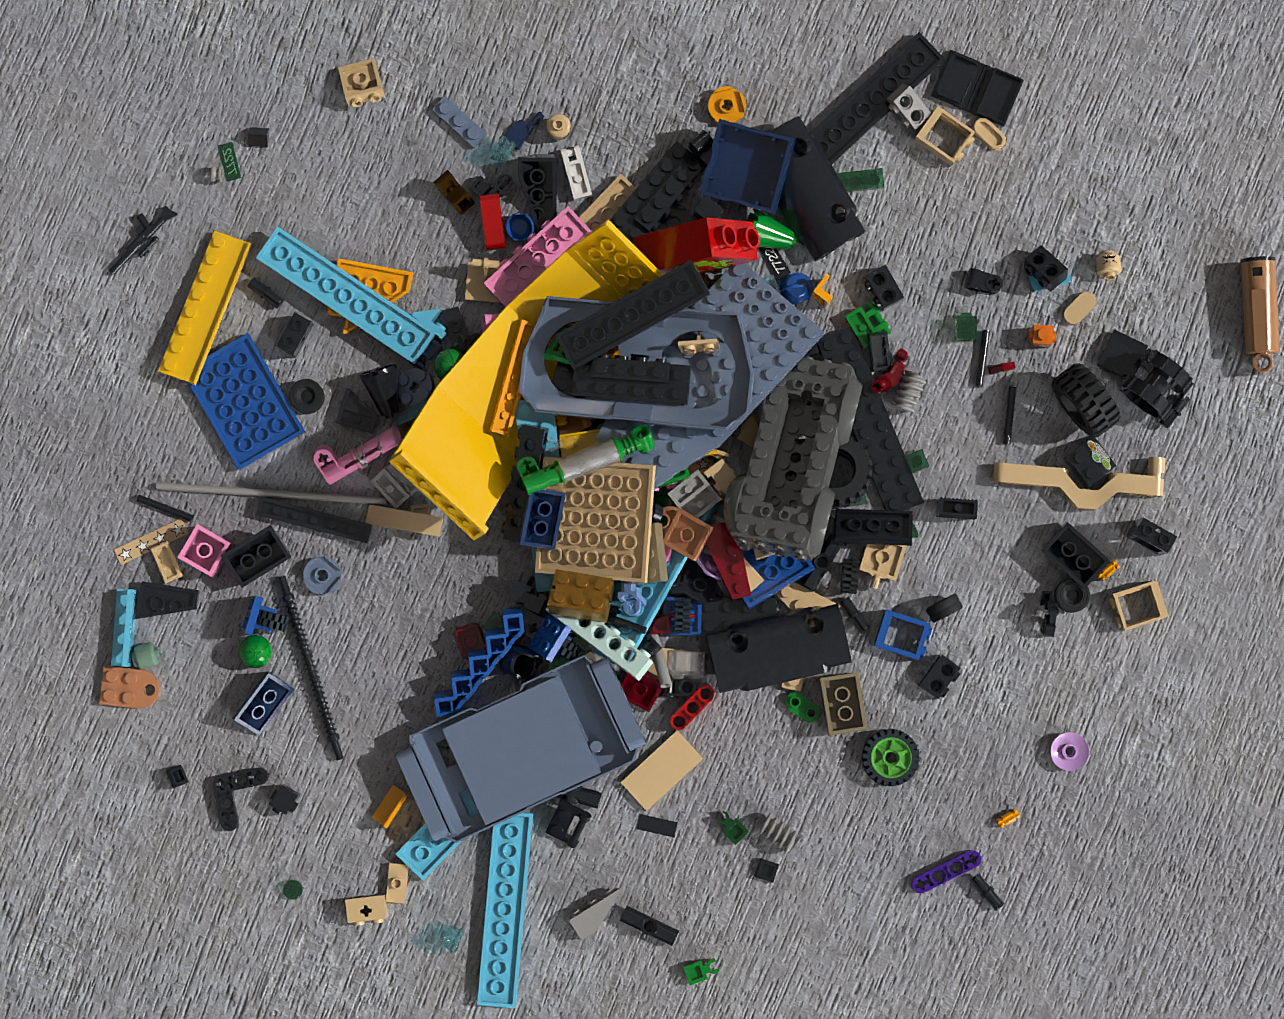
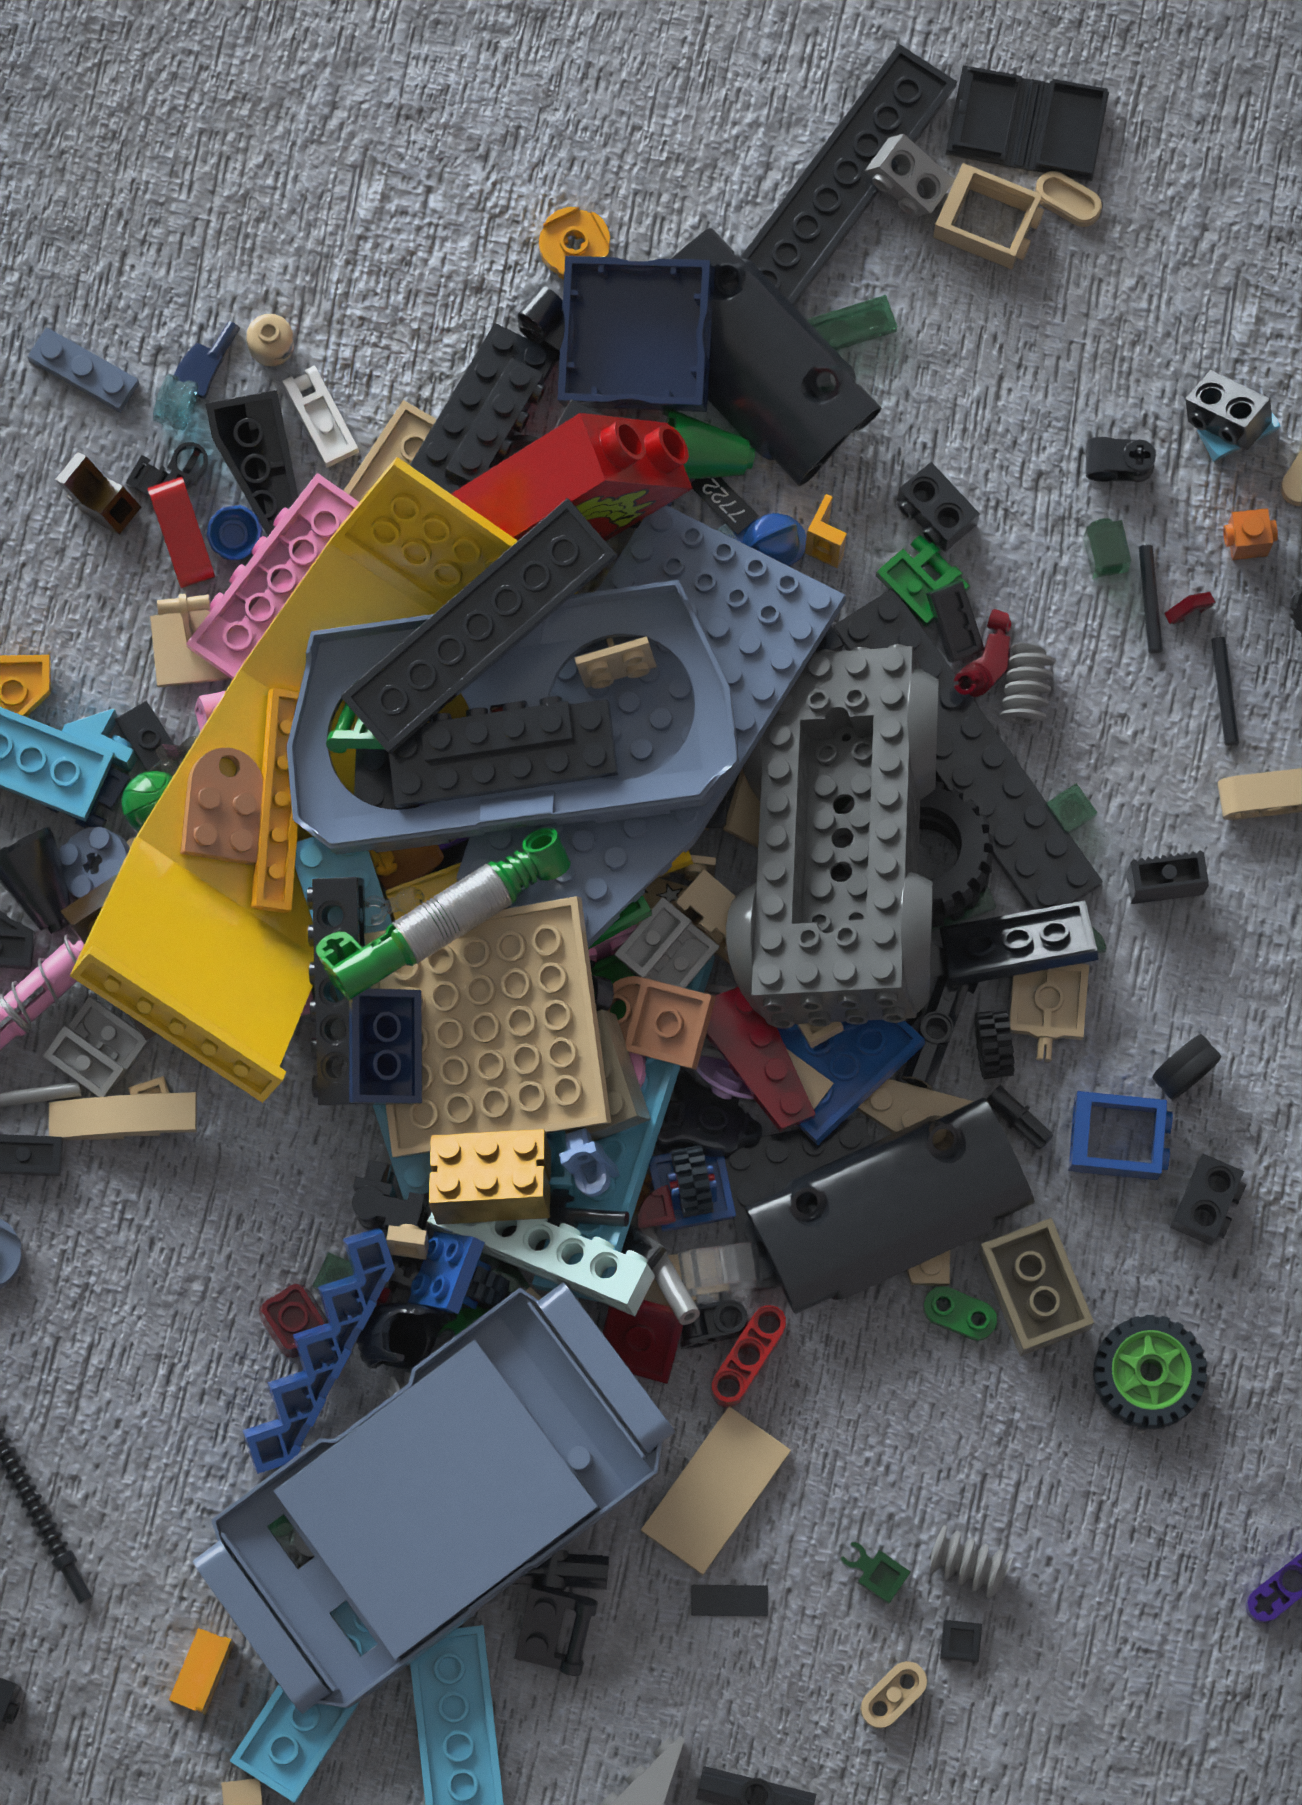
camera: 10 degrees left, 10 degrees down
(484, 378) = (223, 810): none -> nougat plate
(533, 618) = (408, 1241): none -> tan plate
(727, 890) = (893, 1695): none -> tan plate

